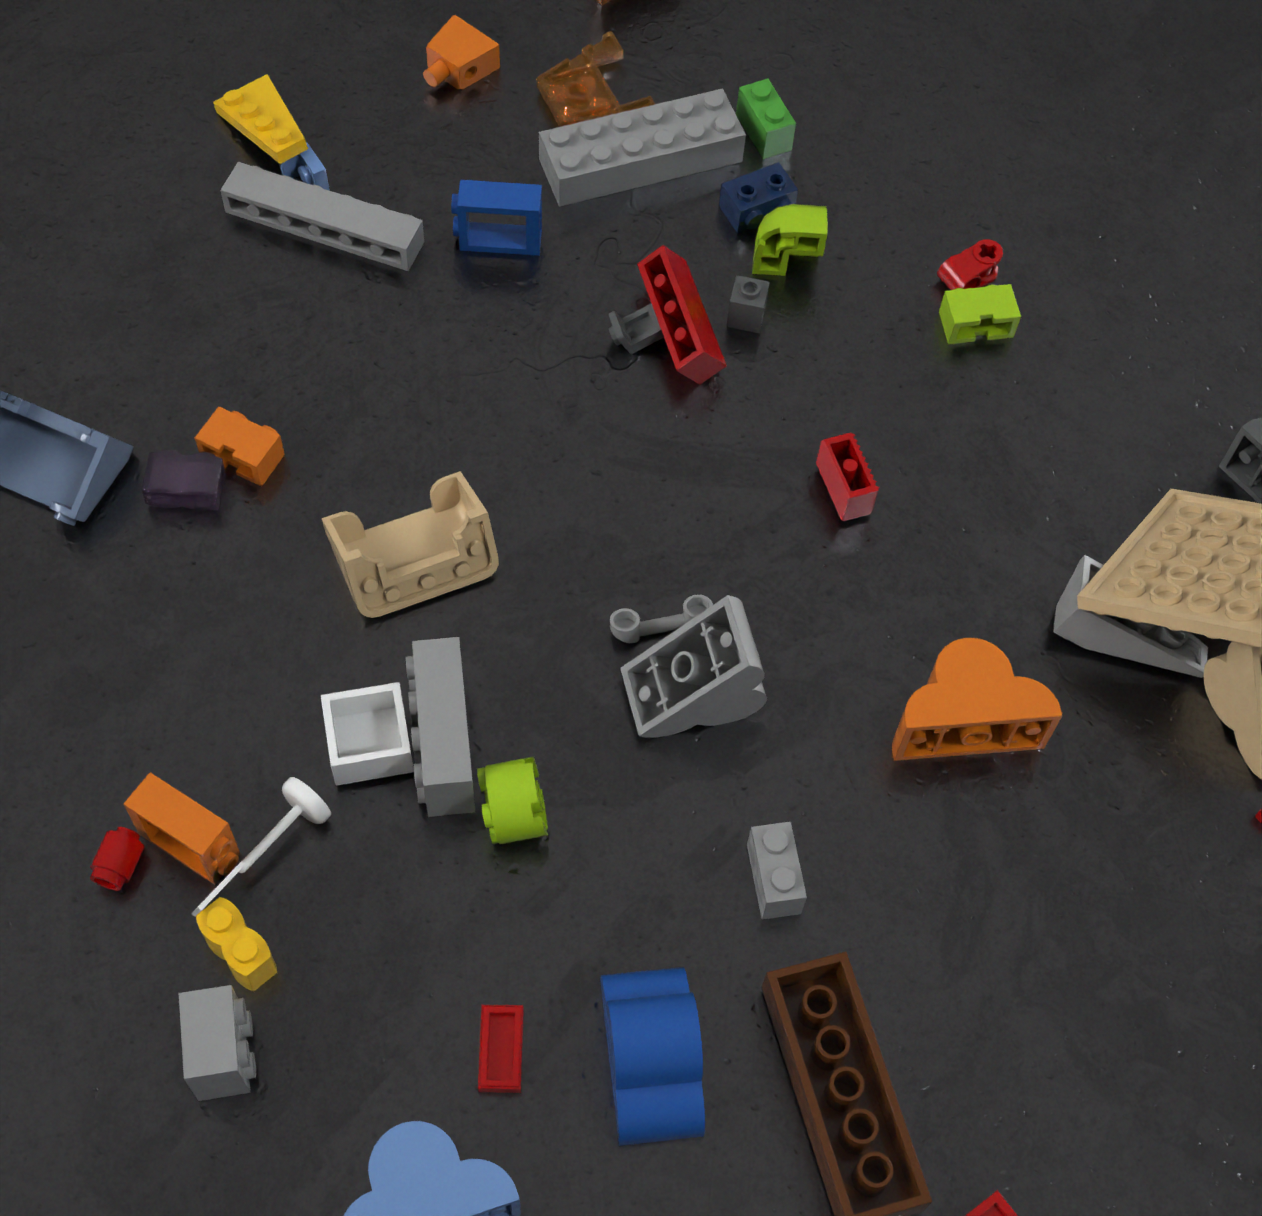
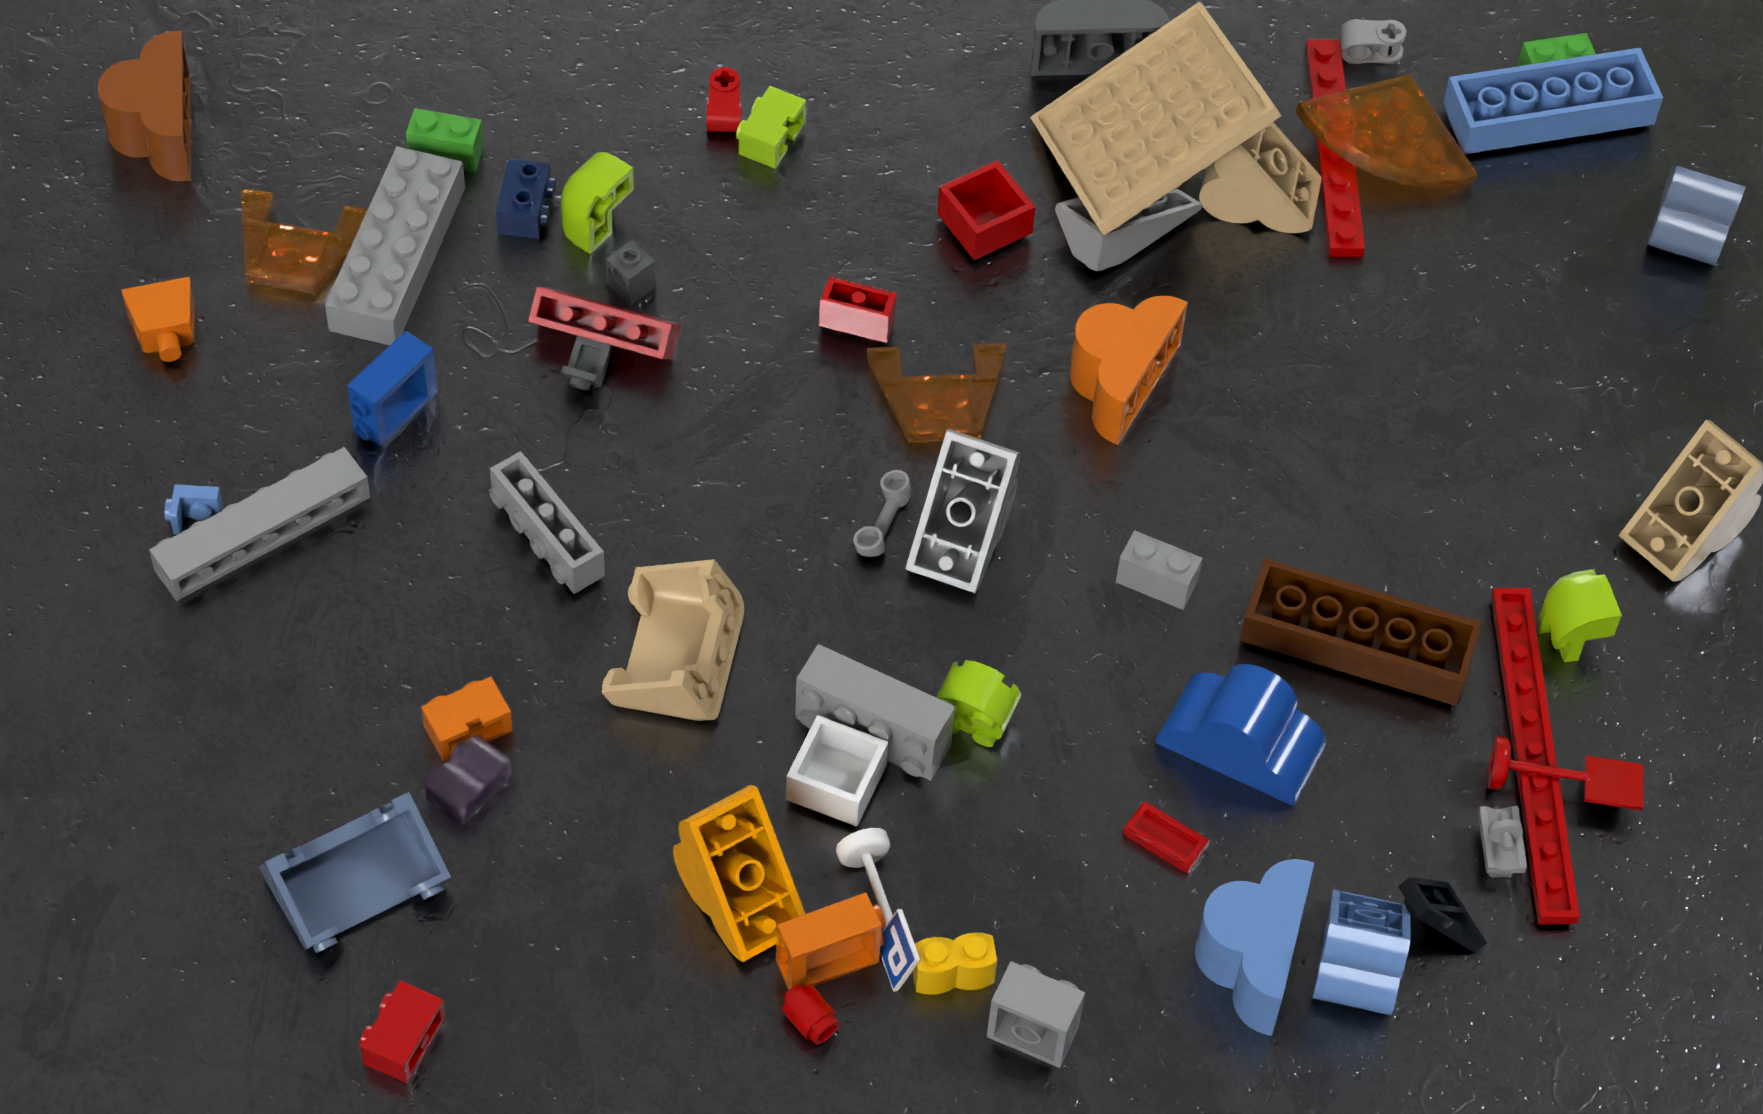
camera: 55 degrees left, 5 degrees down
(202, 717) = (737, 872): none -> light orange brick
(263, 119) = (102, 506): yellow wing -> none
(457, 388) = (546, 522): none -> light grey brick
(814, 600) = (943, 402): none -> clear orange wing
(1035, 509) = (986, 210): none -> red piece

